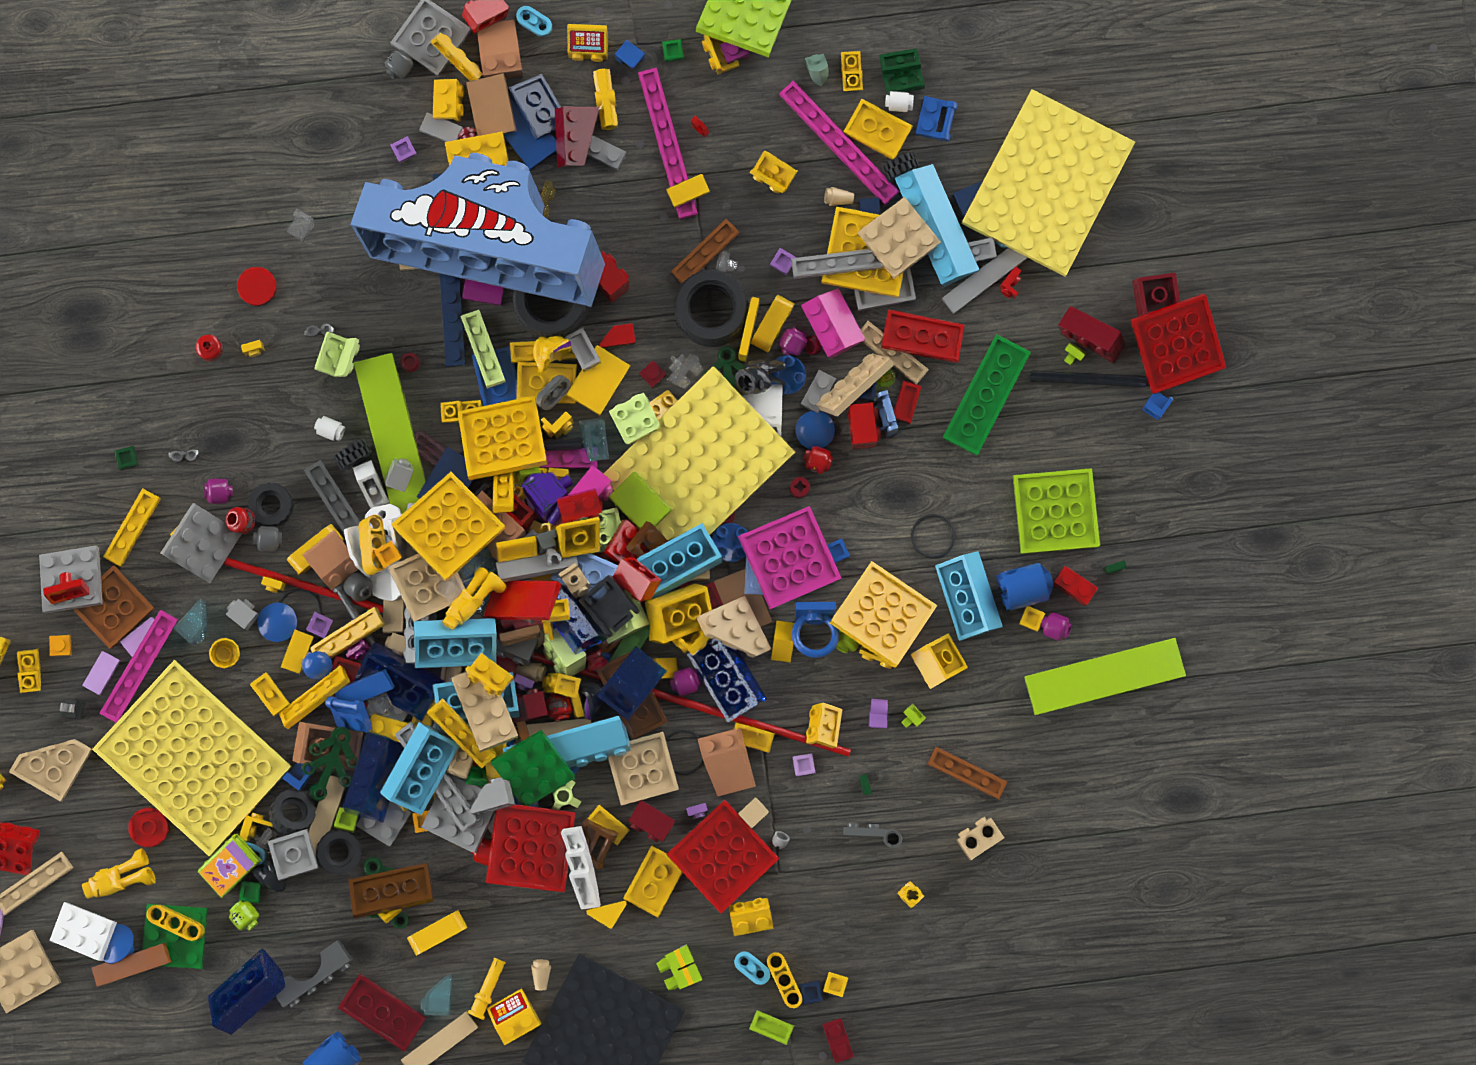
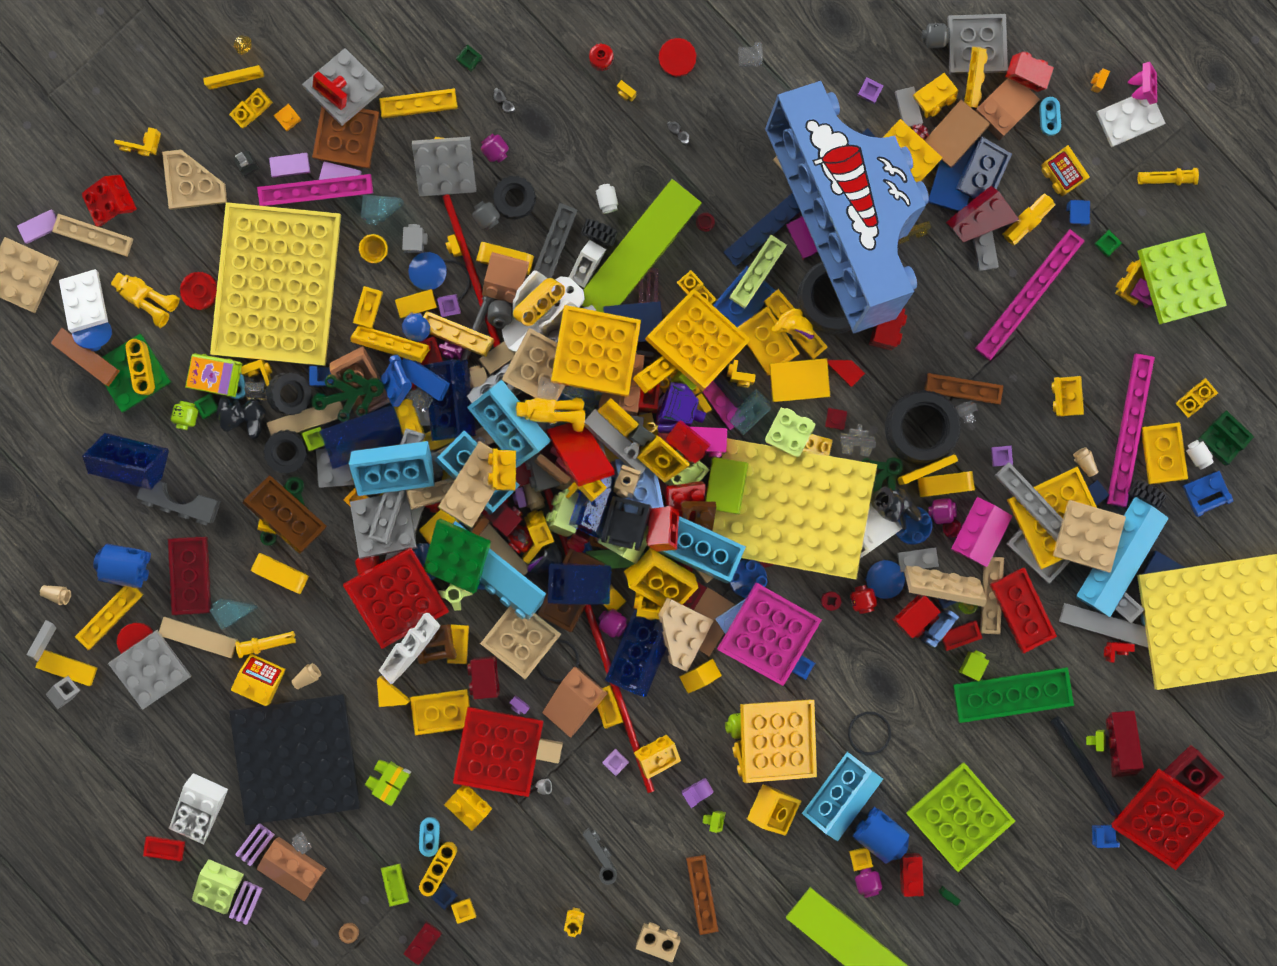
camera: 60 degrees right, 5 degrees up
(240, 520) = (484, 183): red head -> none
(293, 855) = (256, 419): light grey plate -> none
(337, 355) = (668, 161): yellowish green bracket -> none
(388, 554) = (539, 319): light orange plate -> none
(399, 474) = (610, 280): light grey brick -> none
(459, 732) = (442, 478): yellow tile -> none
(477, 776) = (420, 516): green tile -> none
(493, 797) = (412, 542): light grey slope -> none
(553, 392) = (763, 352): dark grey plate -> none
(583, 349) = (815, 351): light grey tile -> none
(688, 190) = (1003, 339): yellow tile -> none
(699, 126) = (1062, 307): red tile -> none
(814, 614) = (738, 687): blue tile -> none
(817, 68) = (1179, 369): sand green plate -> none
(864, 783) = (634, 822): dark green tile -> none
(938, 408) = (974, 665): none -> lime brick

